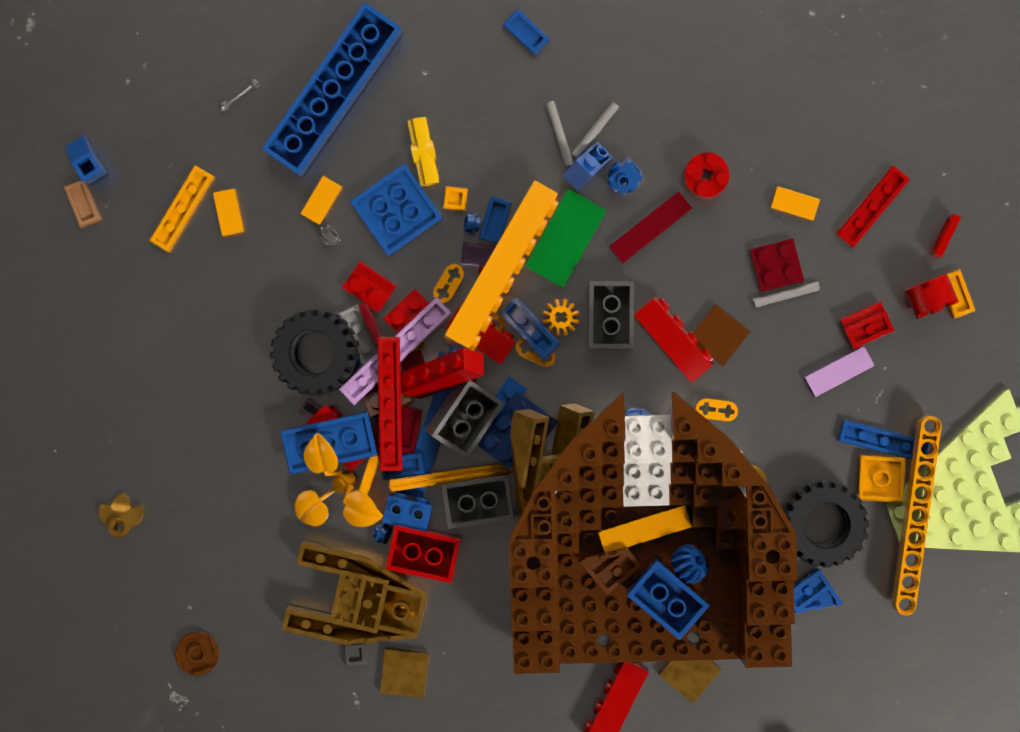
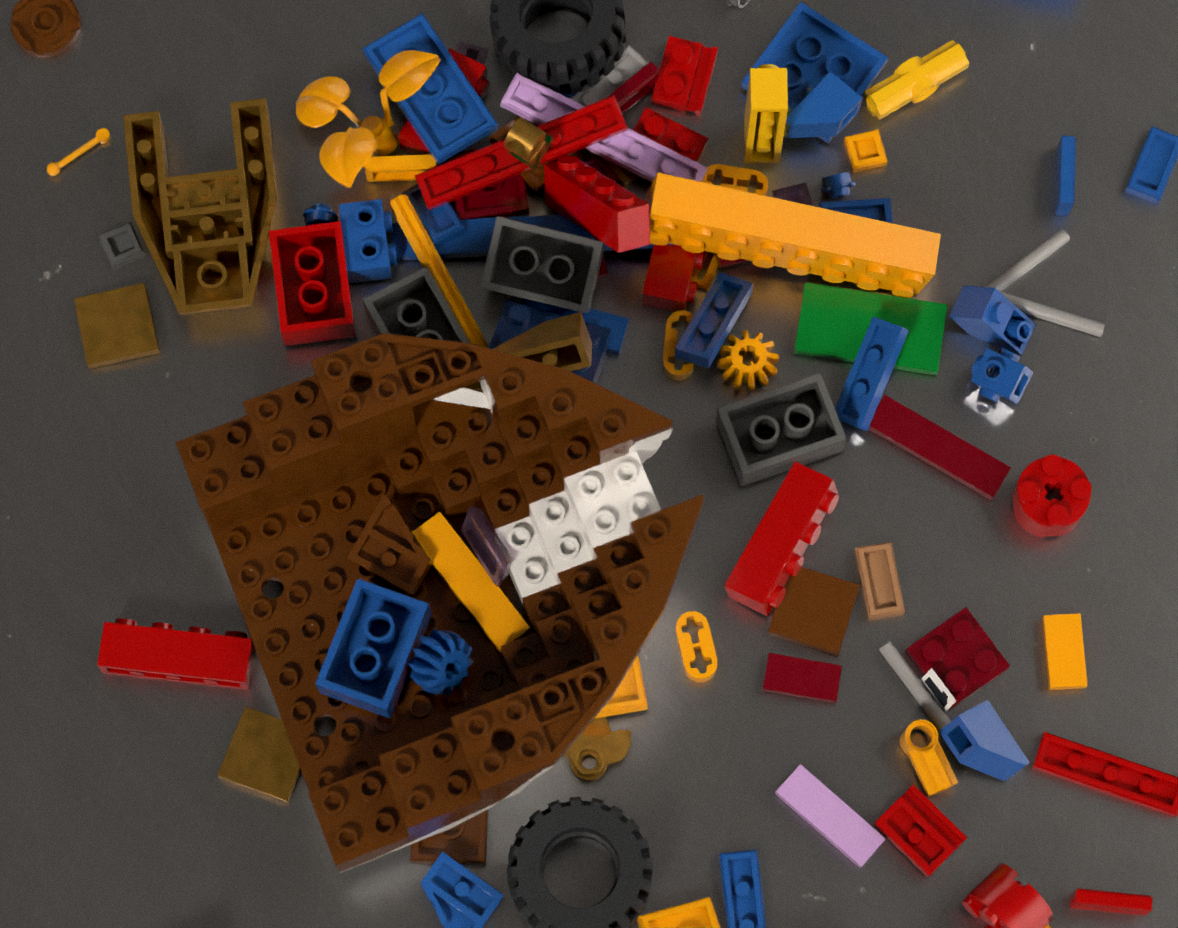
camera: 70 degrees right, 15 degrees down
(281, 643) = (102, 136): none -> light orange hinge
(390, 400) = (527, 143): none -> pearl gold leg
(422, 253) = (765, 114): none -> yellow brick
(427, 215) = (824, 110): none -> blue slope
(515, 88) = (1065, 175): none -> blue tile
(596, 251) = (870, 373): none -> blue plate
(629, 513) = (486, 545): none -> tile
(716, 291) = (879, 581): none -> medium nougat tile
(756, 357) = (802, 678): none -> dark red tile
(792, 284) = (938, 690): none -> white sticker
(829, 305) = (928, 761): none -> light orange piece
(831, 271) = (984, 742): none -> blue slope

